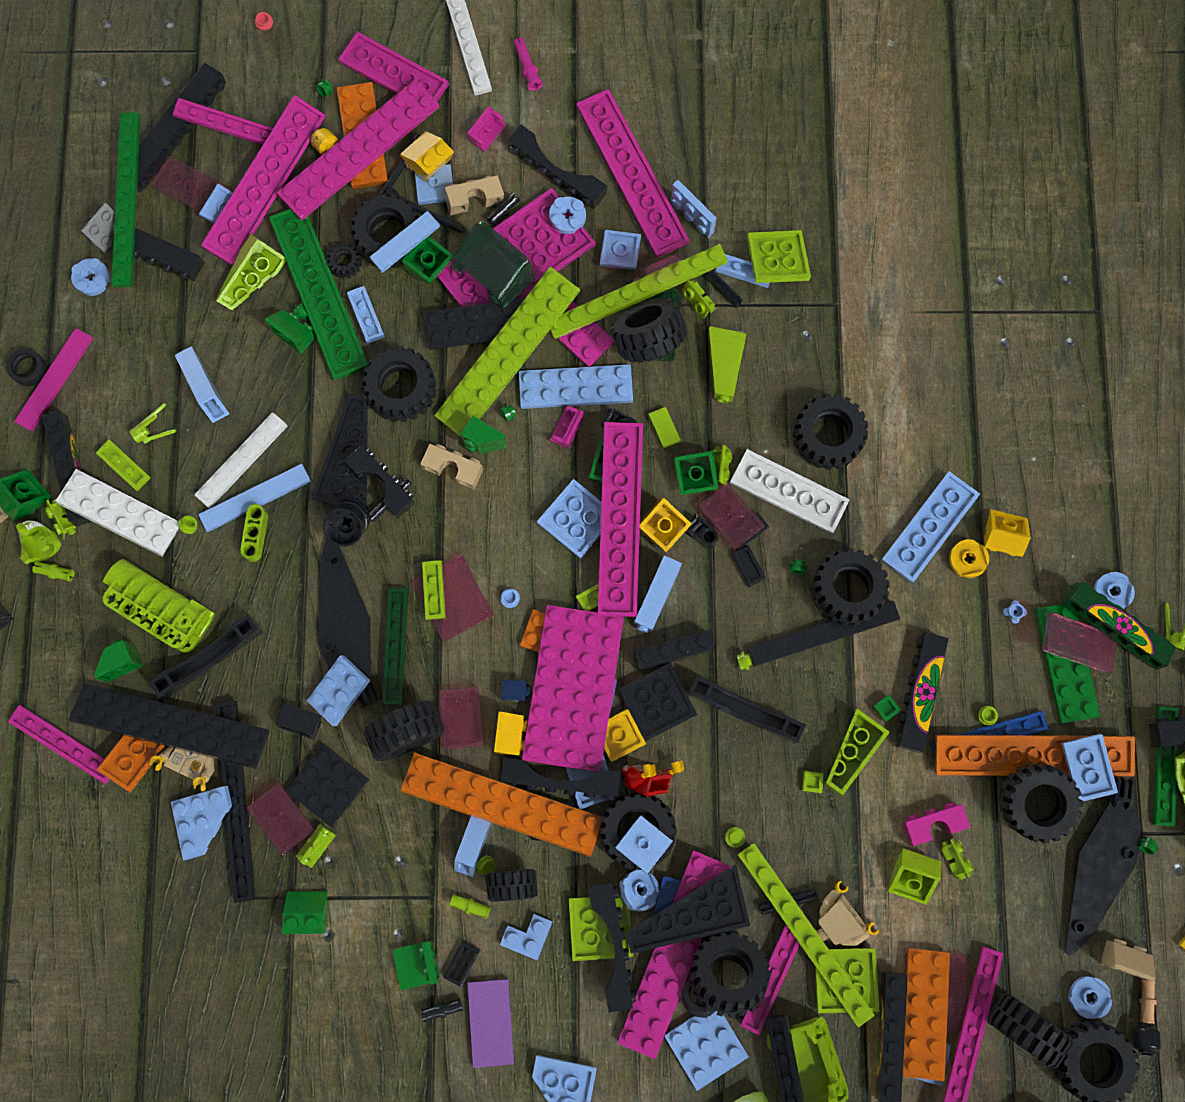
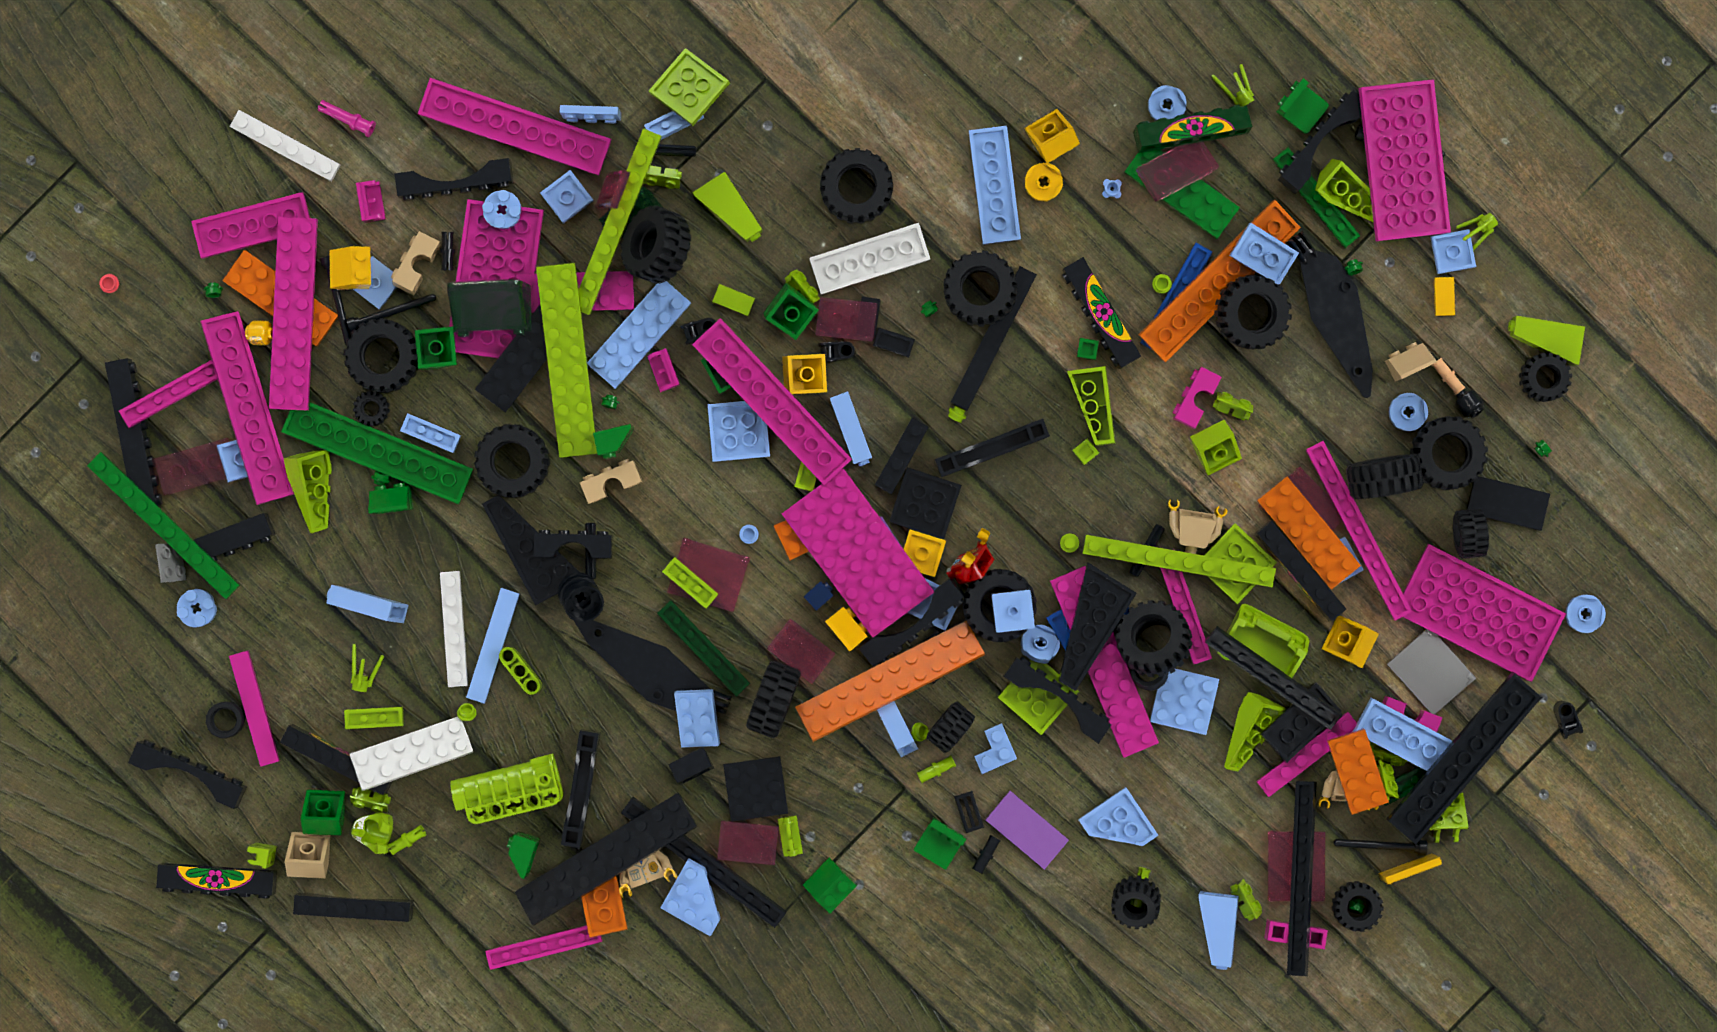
camera: 45 degrees left, 10 degrees up
(404, 241) = (408, 353): light blue tile -> none

